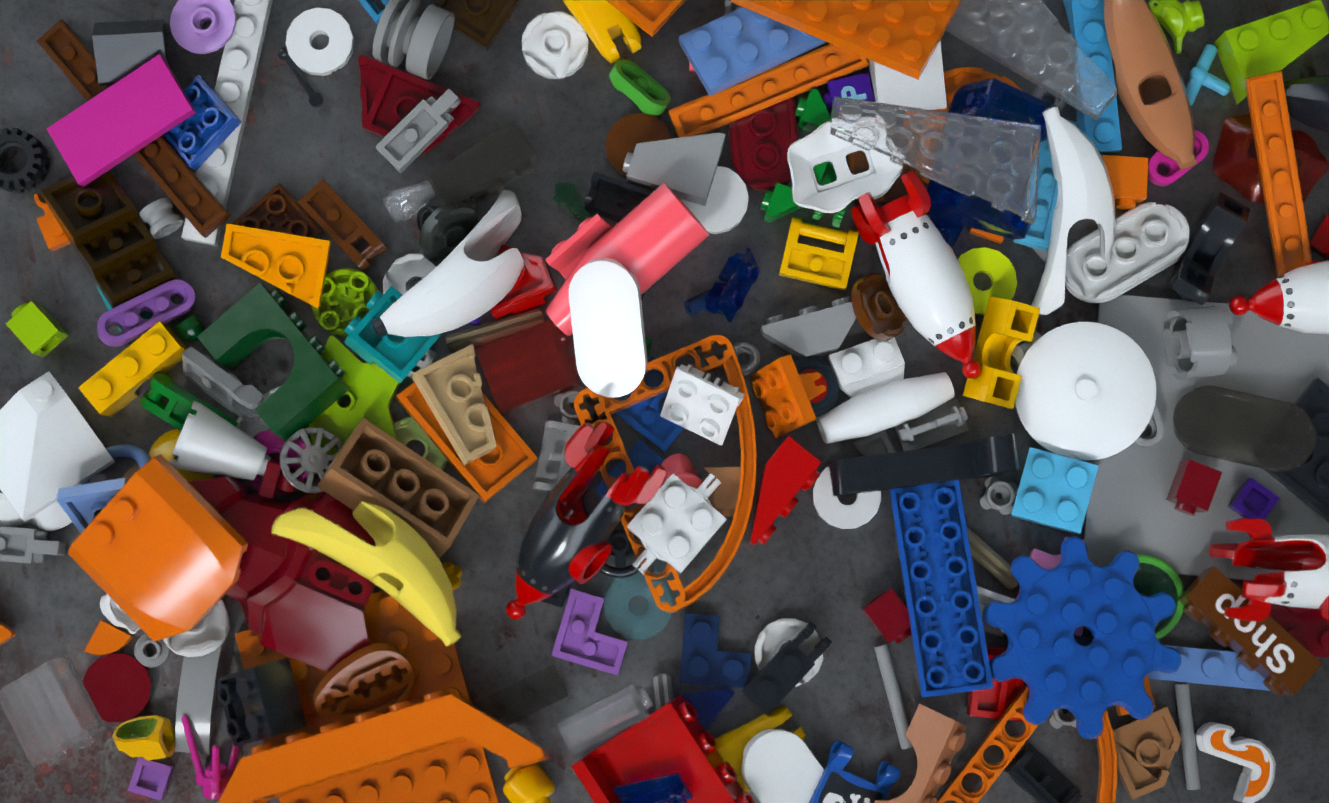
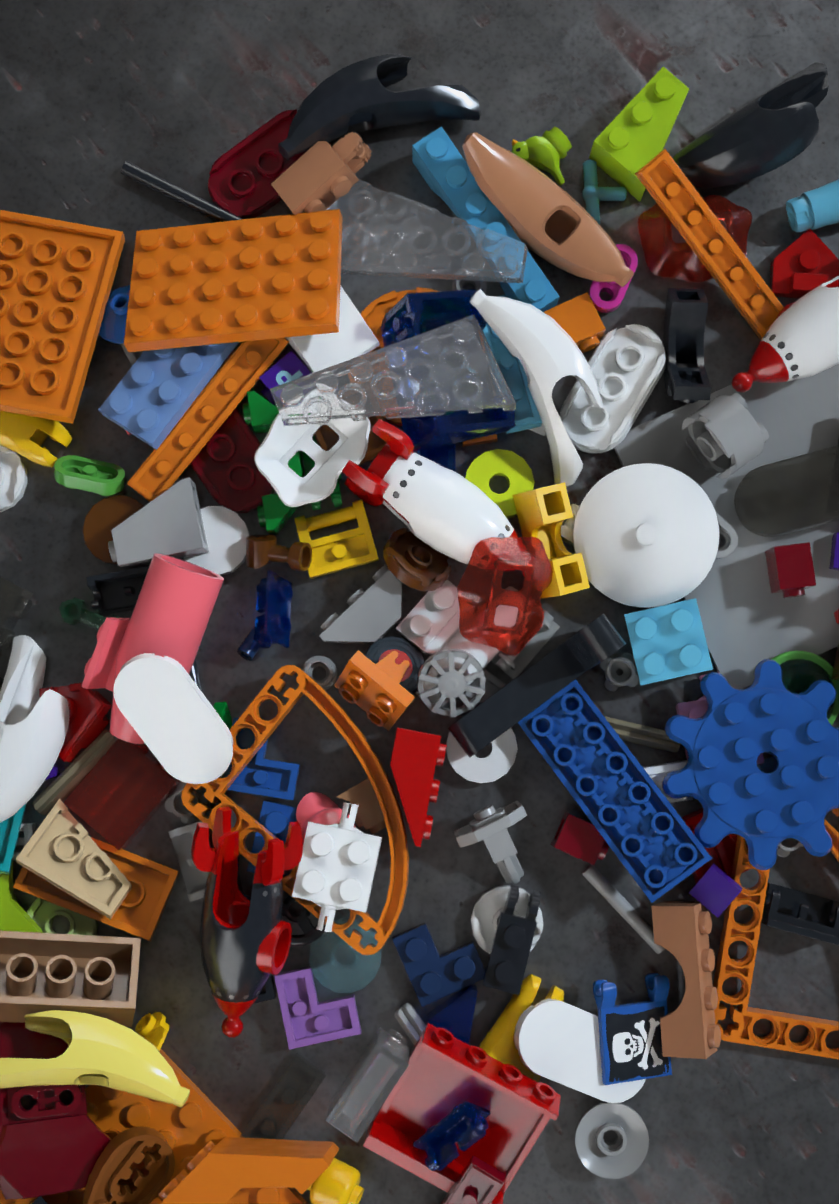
camera: 30 degrees left, 0 degrees up
(701, 404) = (300, 741): white hinge -> none
(753, 230) = (264, 550): none -> reddish brown leg
(819, 576) = (491, 827): none -> light grey piece
(852, 424) = (451, 682): none -> light grey wheel
(920, 362) = (482, 593): none -> clear red piece
(980, 720) = (715, 890): none -> dark purple tile

